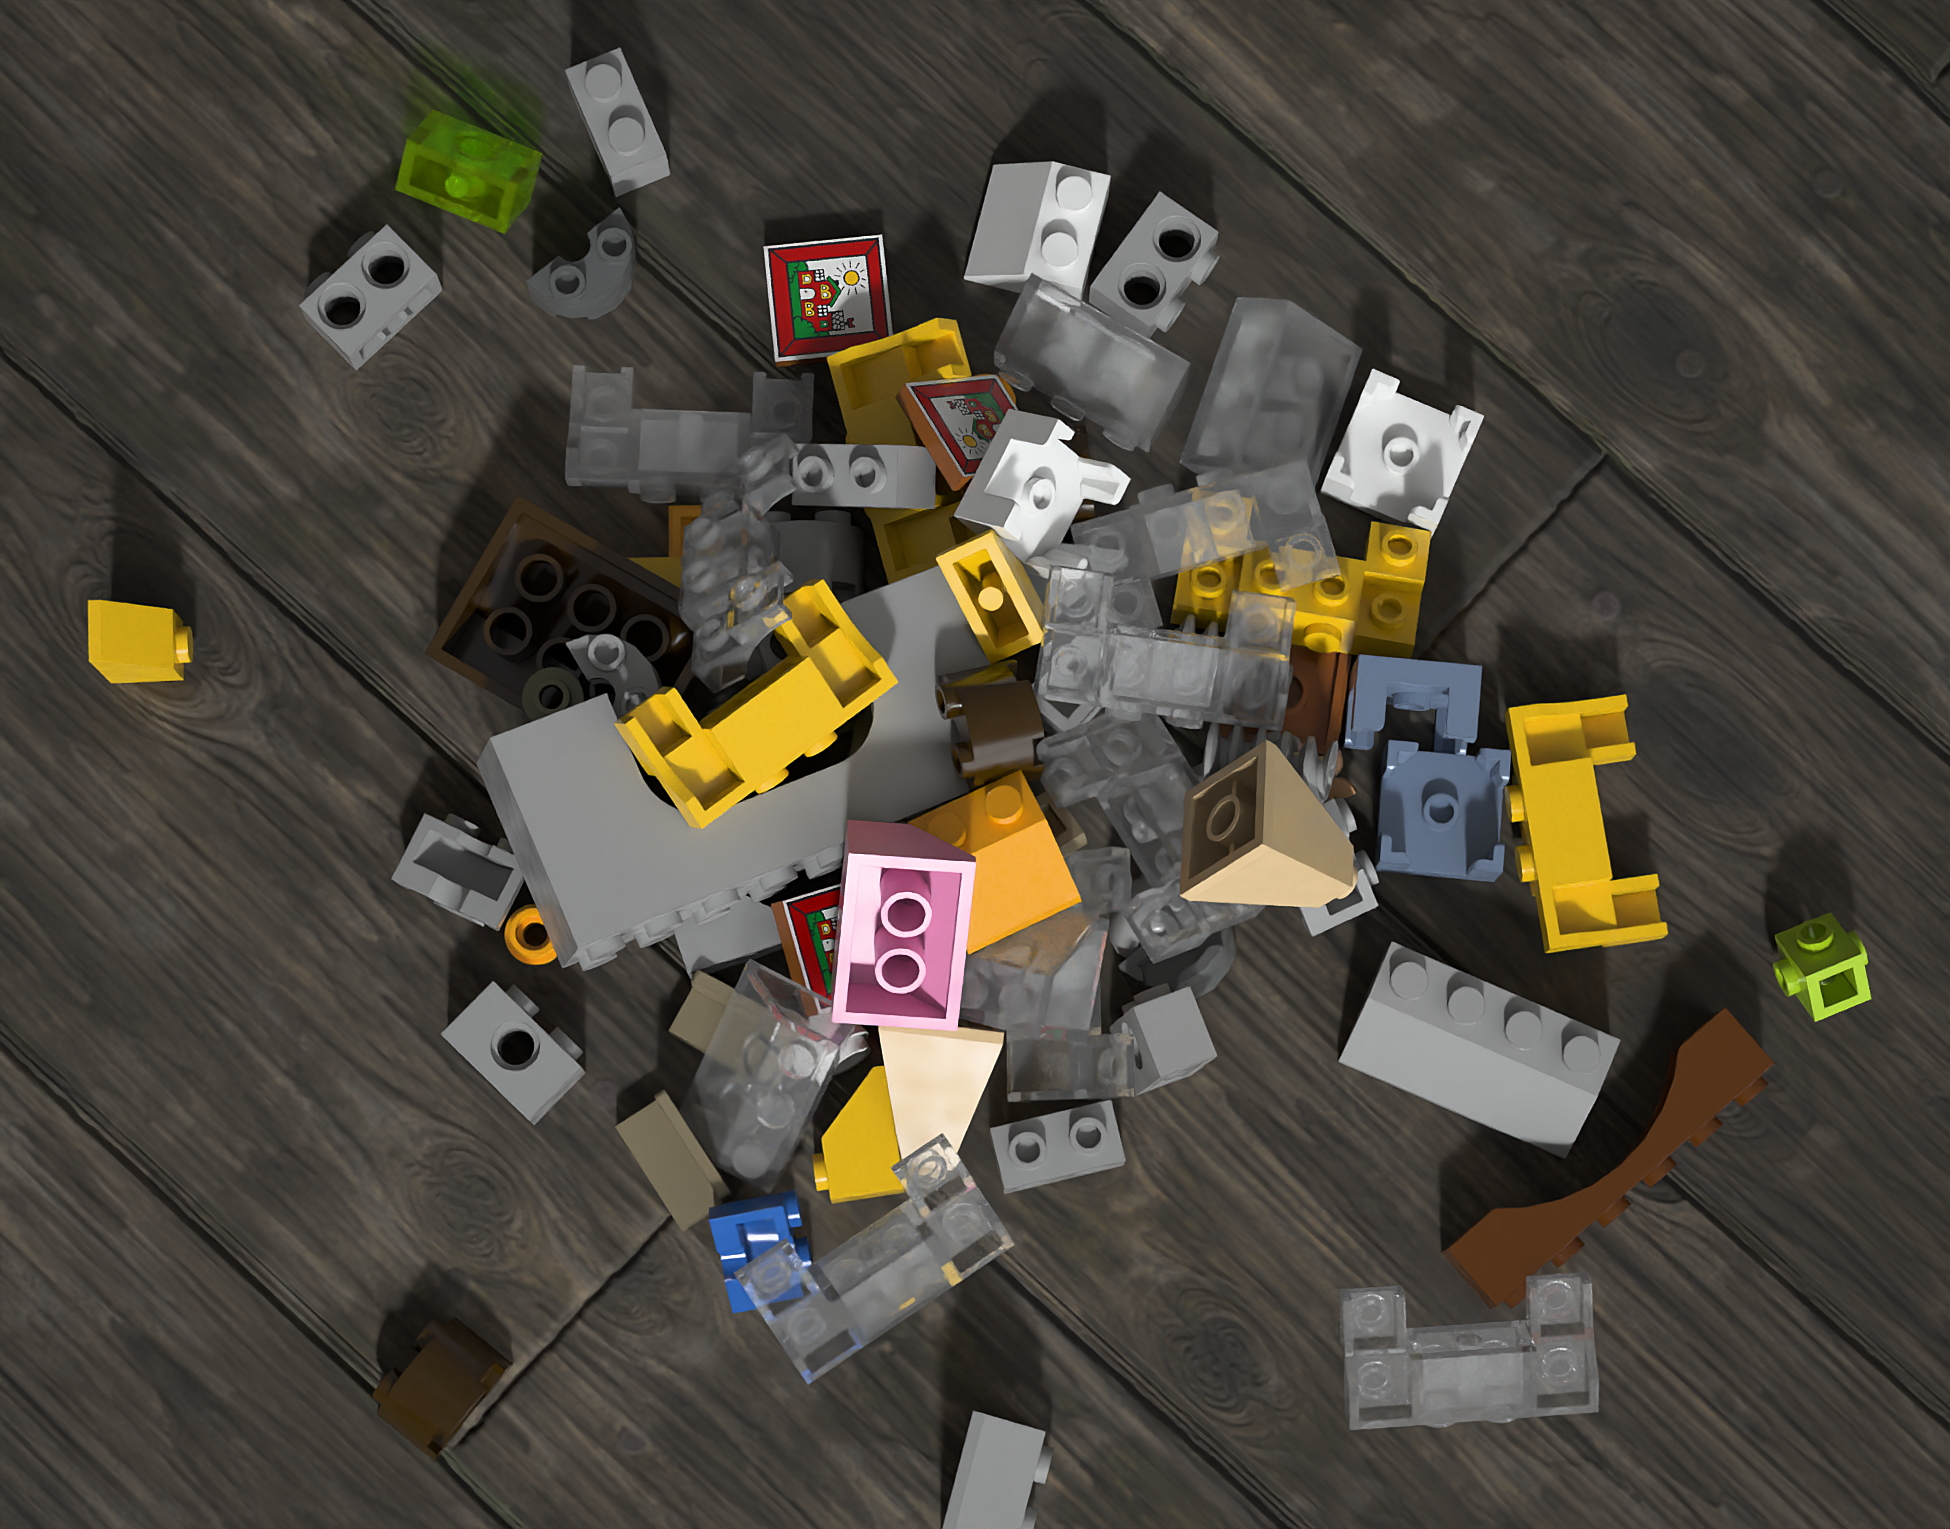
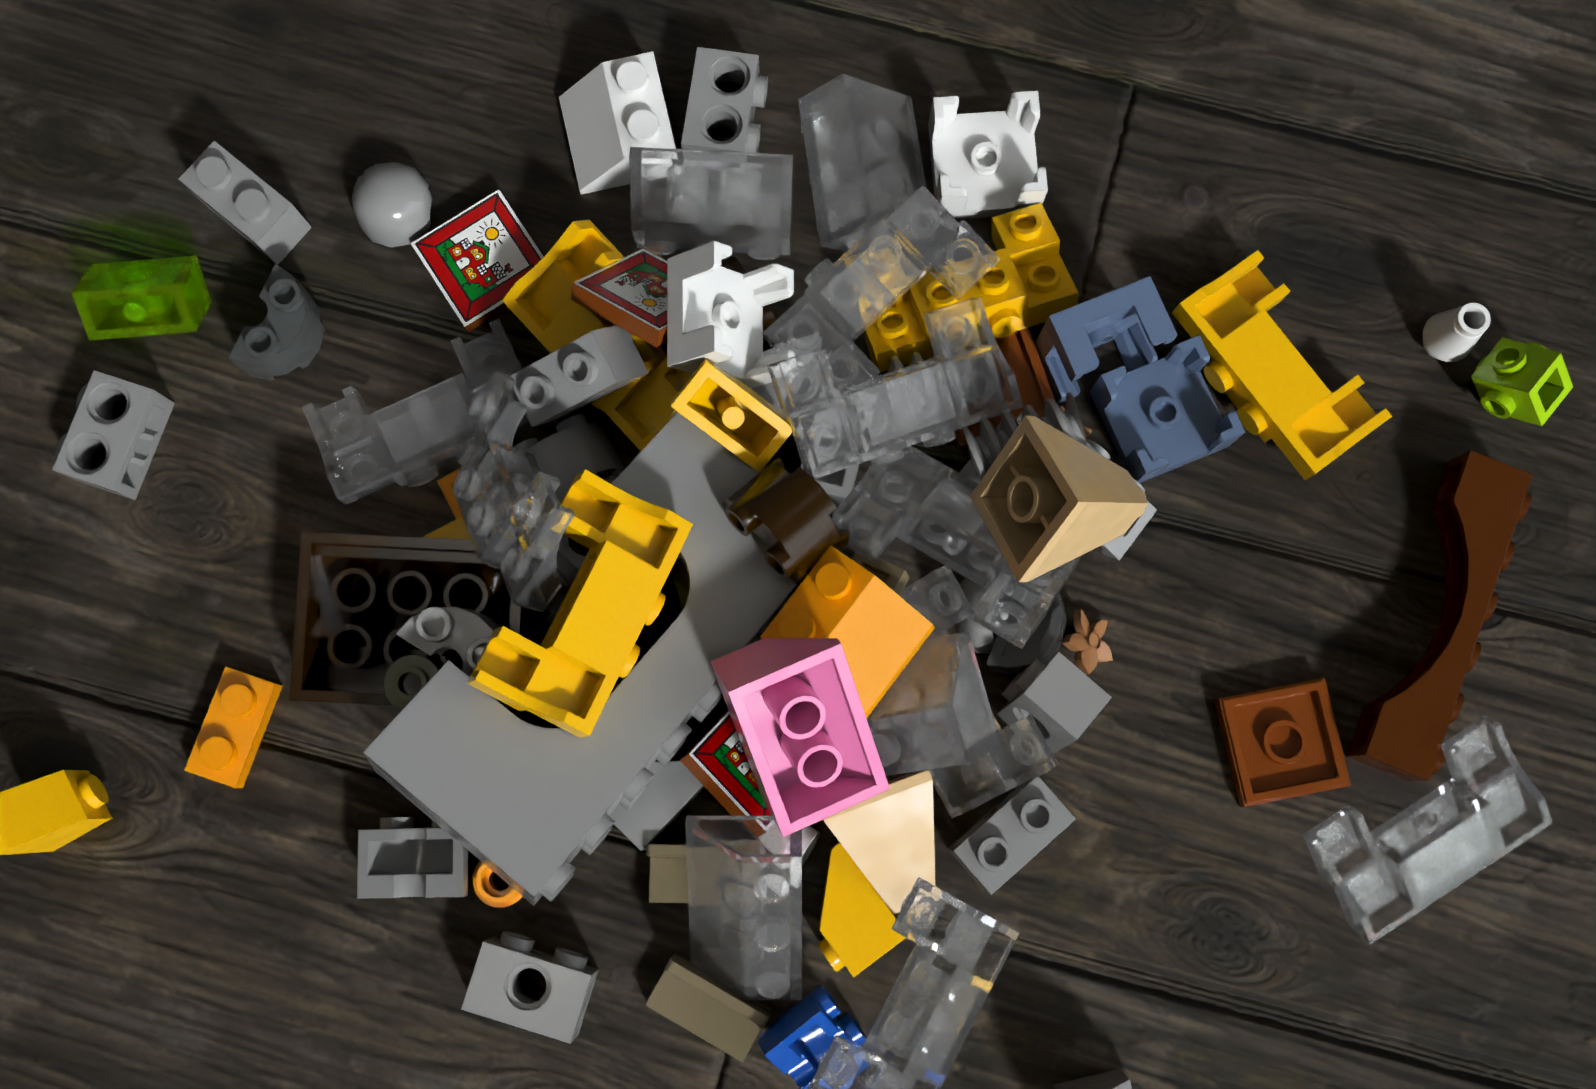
camera: 25 degrees left, 0 degrees up
(346, 651) = (233, 728): none -> light orange plate
(765, 194) = (392, 204): none -> light grey hair
(1237, 1003) = (1087, 642): none -> medium nougat plant
(1381, 1202) = (1282, 742): none -> dark orange tile
(1479, 1050) = (1295, 581): light grey slope -> none
(1775, 891) = (1455, 332): none -> white cone

